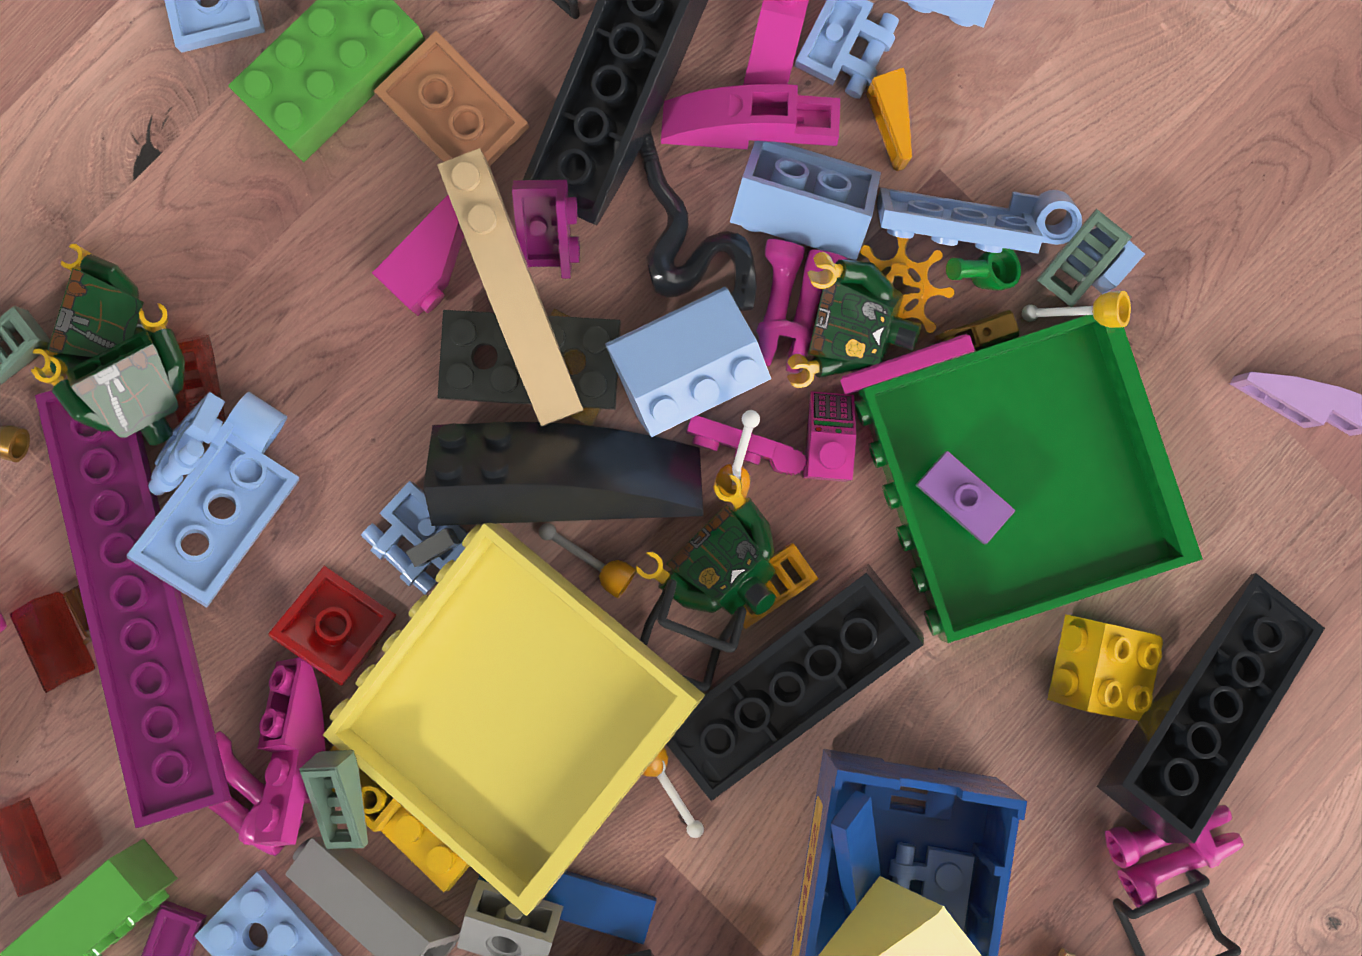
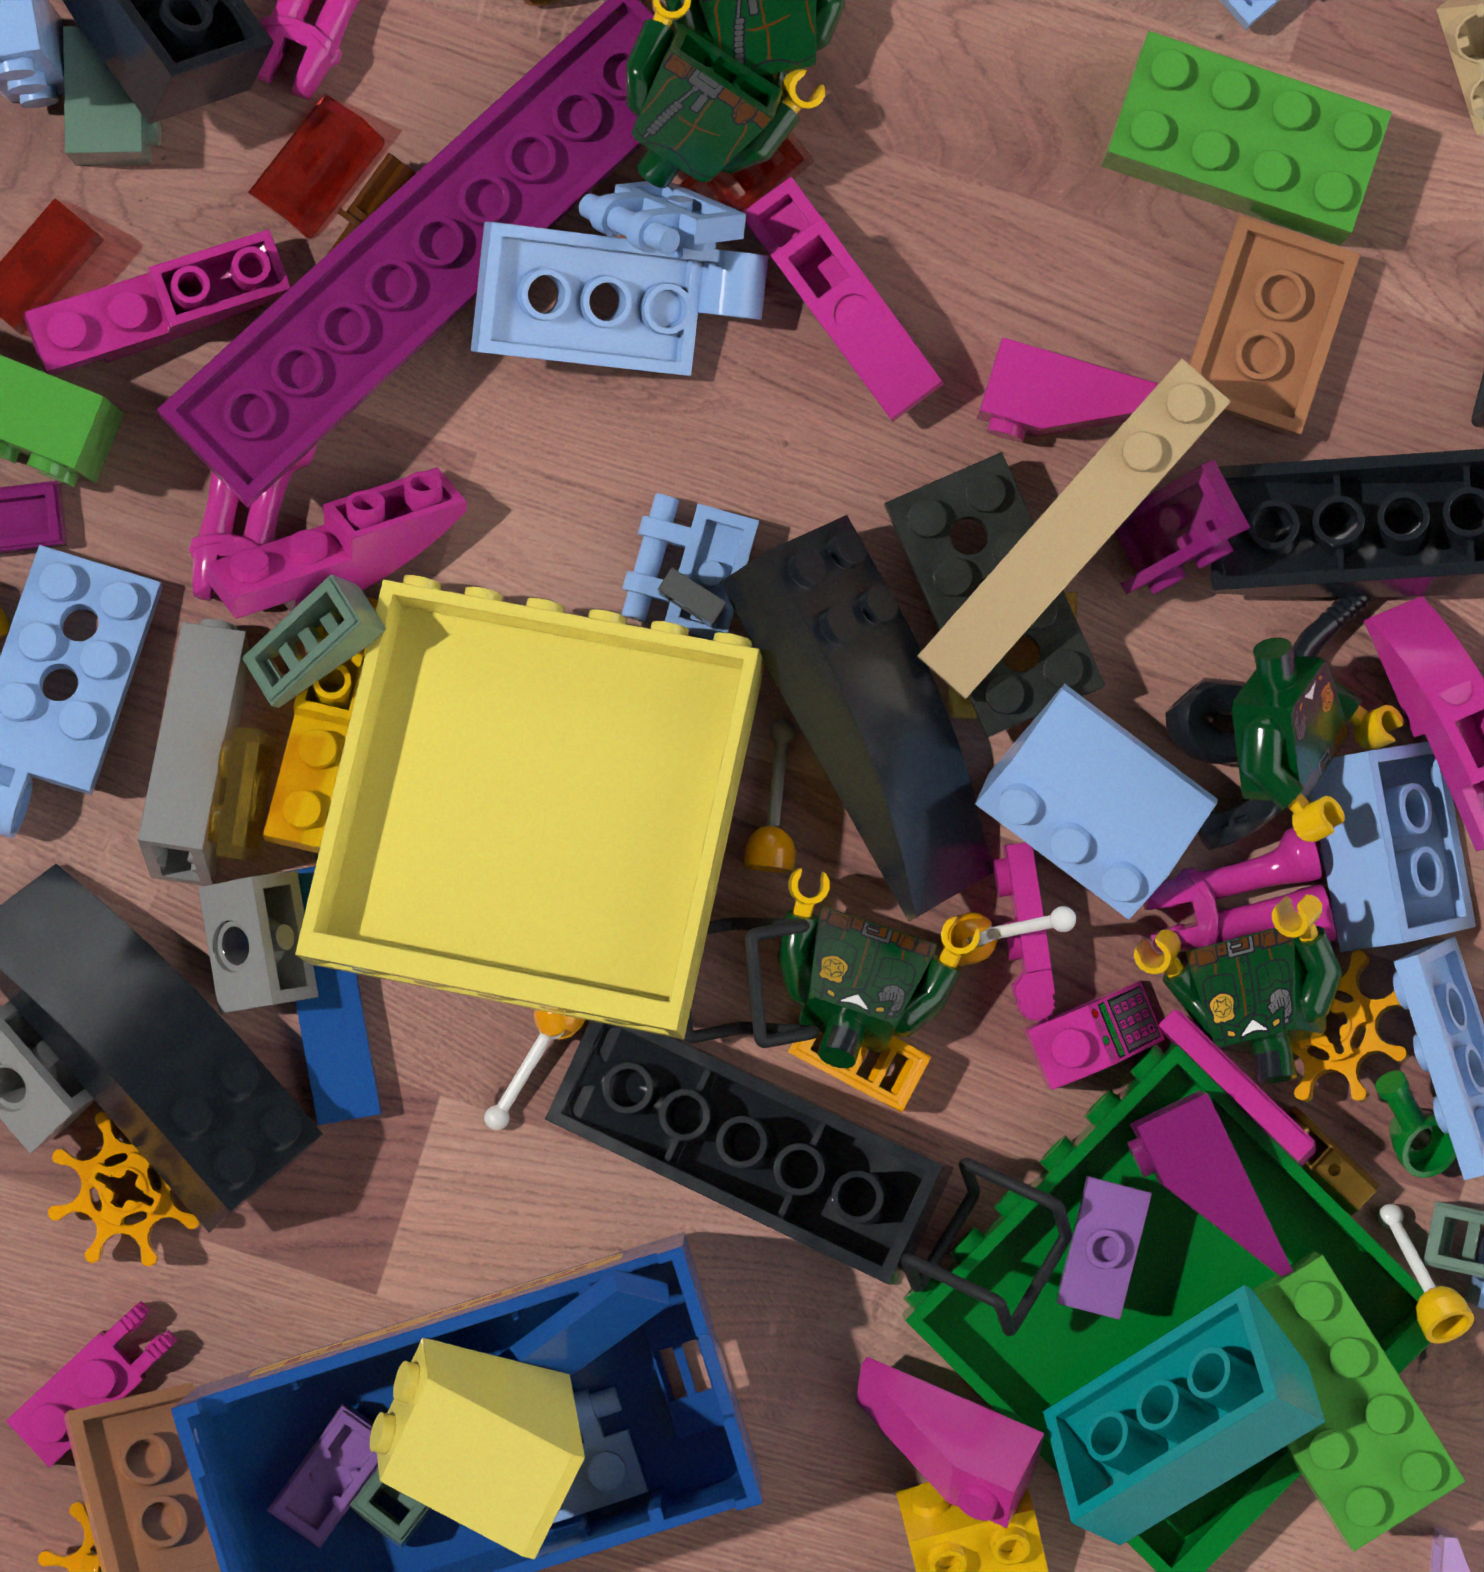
camera: 65 degrees right, 0 degrees up
(84, 790) = (158, 305): none -> dark pink slope
(299, 359) = (842, 299): none -> dark pink slope
(333, 626) = (523, 518): red slope -> none
(401, 883) = (248, 769): none -> clear yellow plate
(704, 217) = (1291, 727): none -> dark green torso
(925, 620) = (930, 1267): none -> black piece
(944, 412) = (1199, 1165): none -> magenta slope
(1044, 649) = (957, 1445): none -> dark pink slope
(1101, 504) = (1180, 1418): none -> teal slope
(1134, 402) = (1376, 1449): none -> bright green brick

